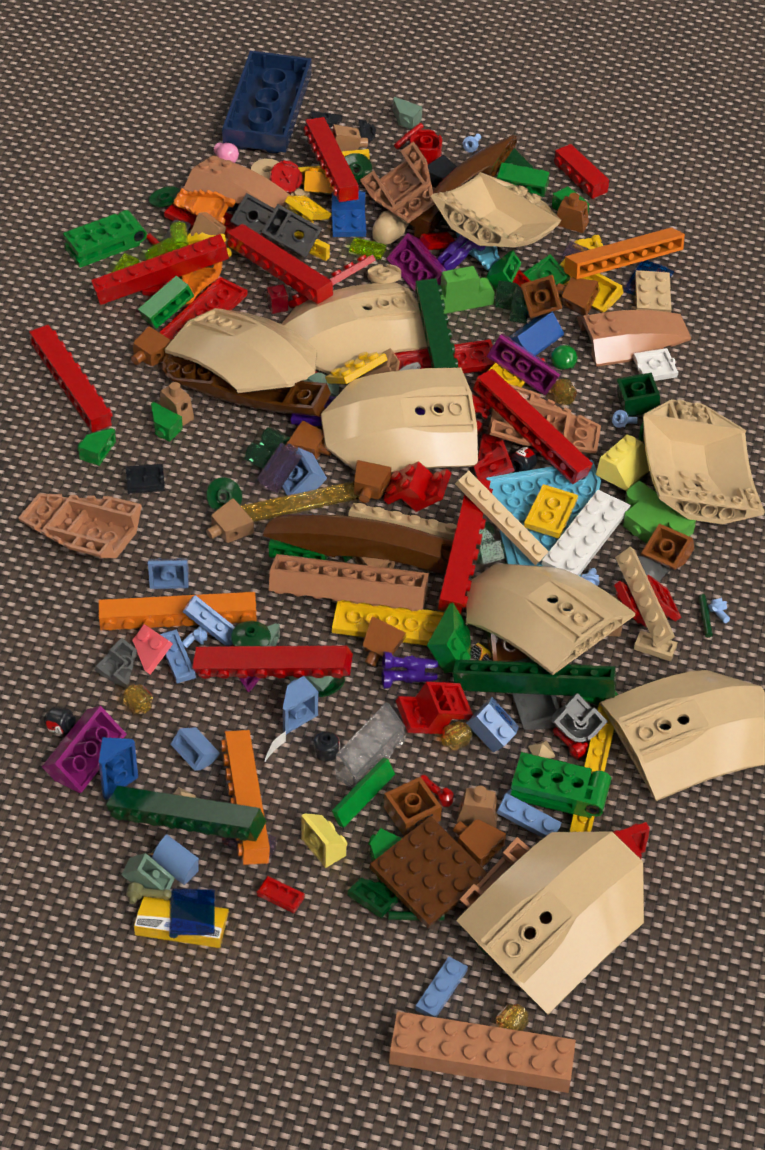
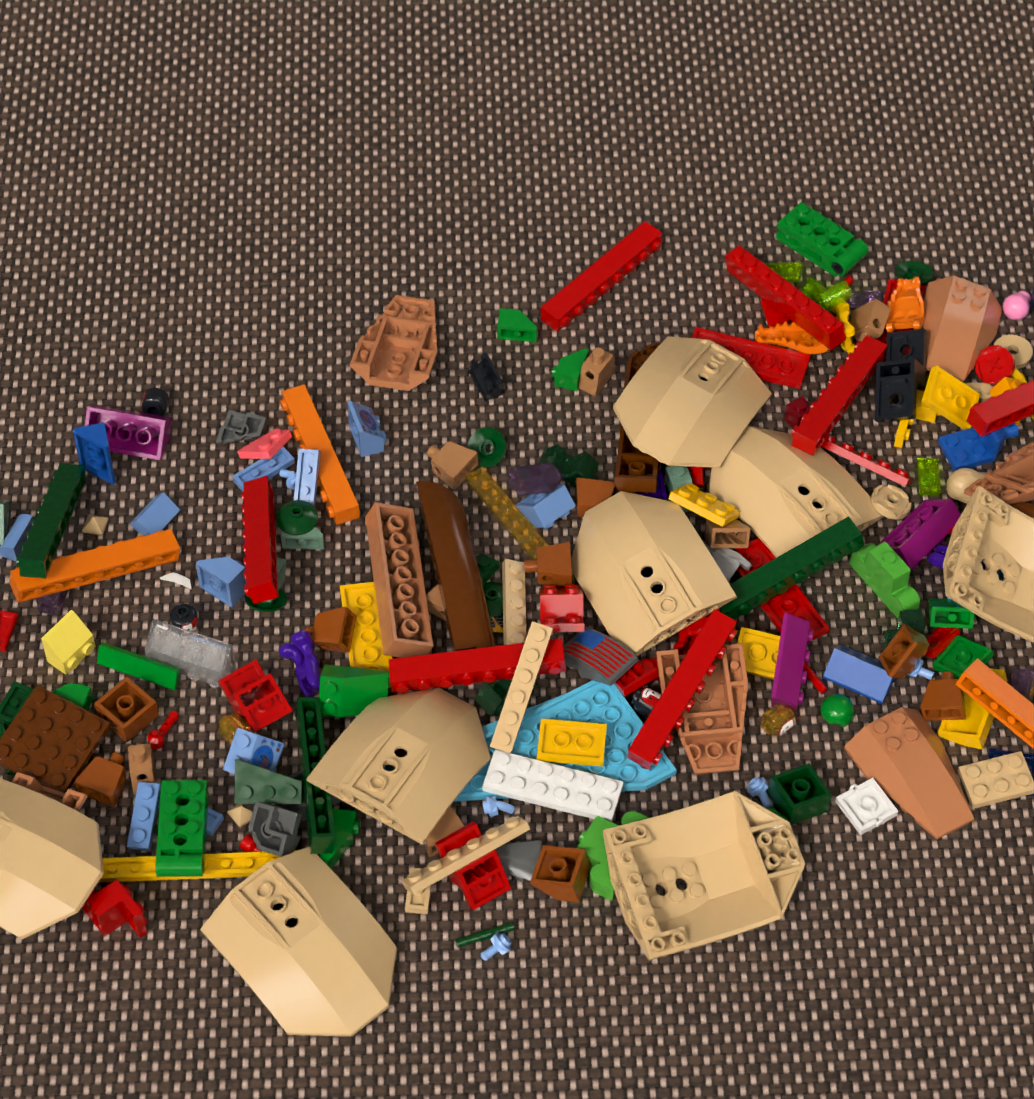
camera: 75 degrees right, 5 degrees up
(137, 698) = (199, 453): clear yellow head -> none
(150, 347) = (674, 324): dark orange torso -> none
(166, 302) = (741, 318): green brick -> none
(481, 465) = (598, 656): none -> dark grey slope
(533, 718) = (262, 785): none -> dark green wing
(624, 463) = (673, 792): light yellow slope -> none

